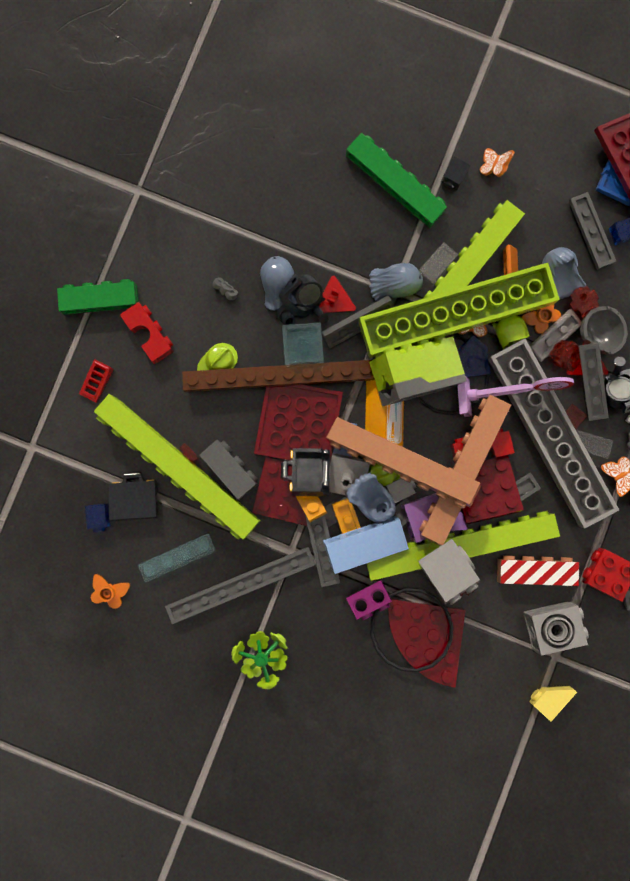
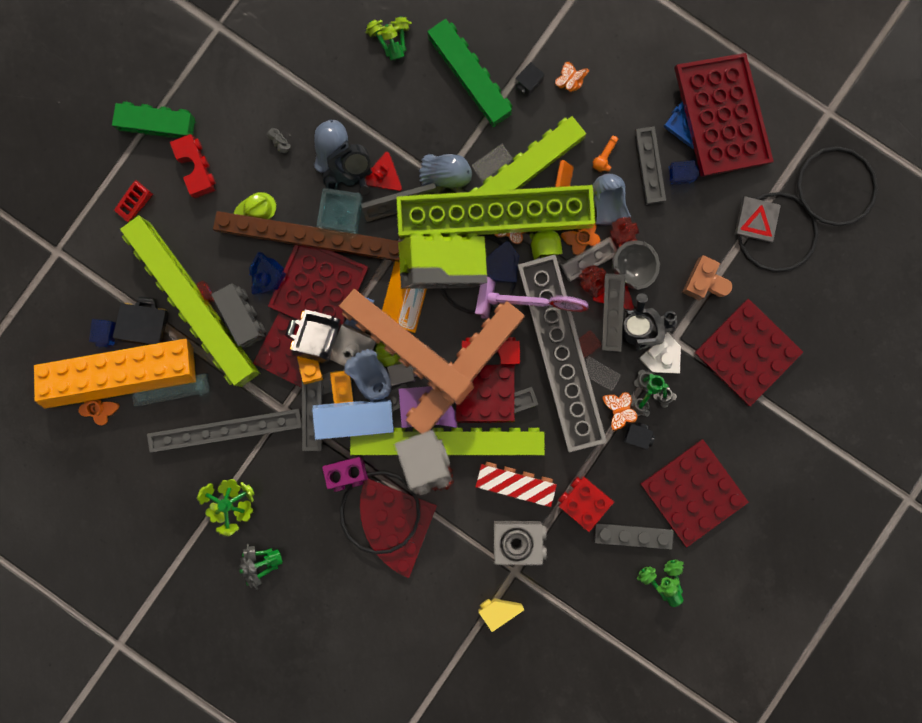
camera: 20 degrees right, 0 degrees up
(119, 554) = (114, 373): none -> light orange brick
(244, 422) = (265, 274): none -> clear blue plate
(299, 716) = (248, 568): none -> plant
(310, 158) = (388, 33): none -> plant
(544, 239) = (601, 163): none -> orange piece

